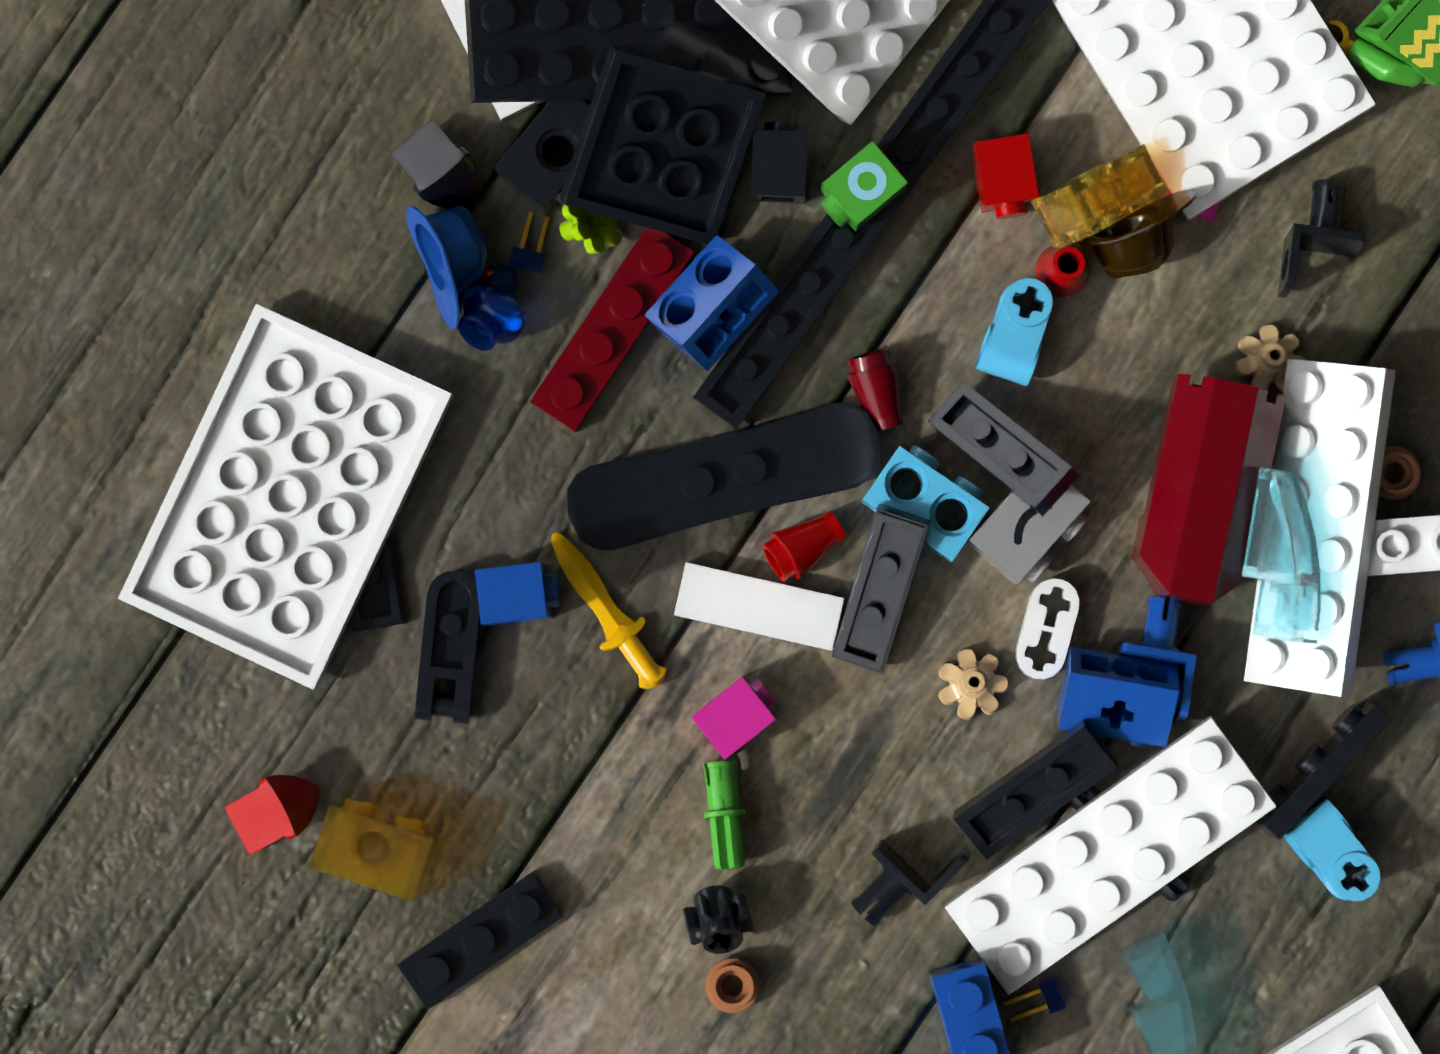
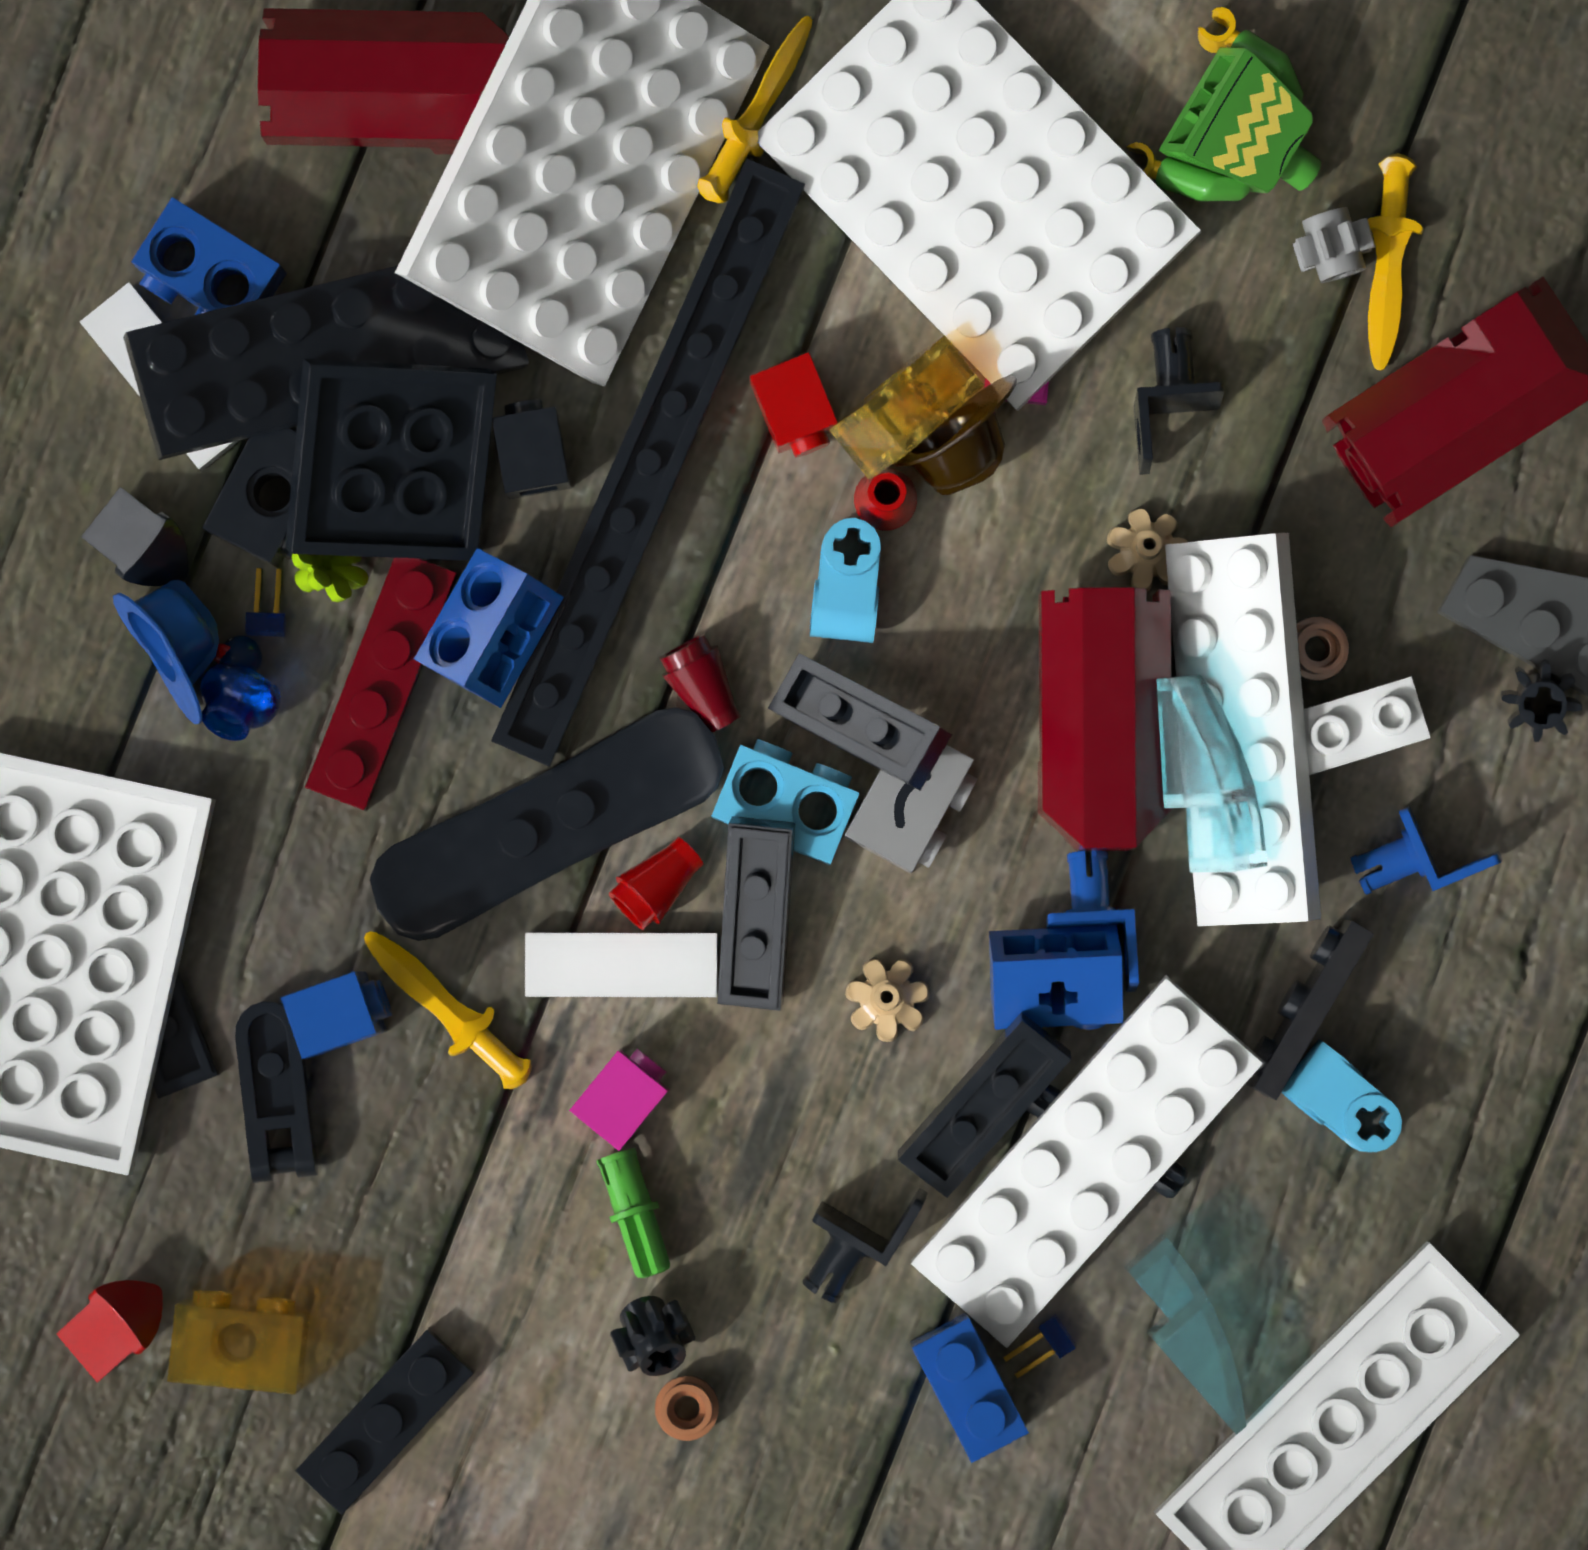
camera: 15 degrees left, 0 degrees up
(861, 188) = (631, 458): bright green brick -> none
(1059, 633) = (942, 915): white beam -> none

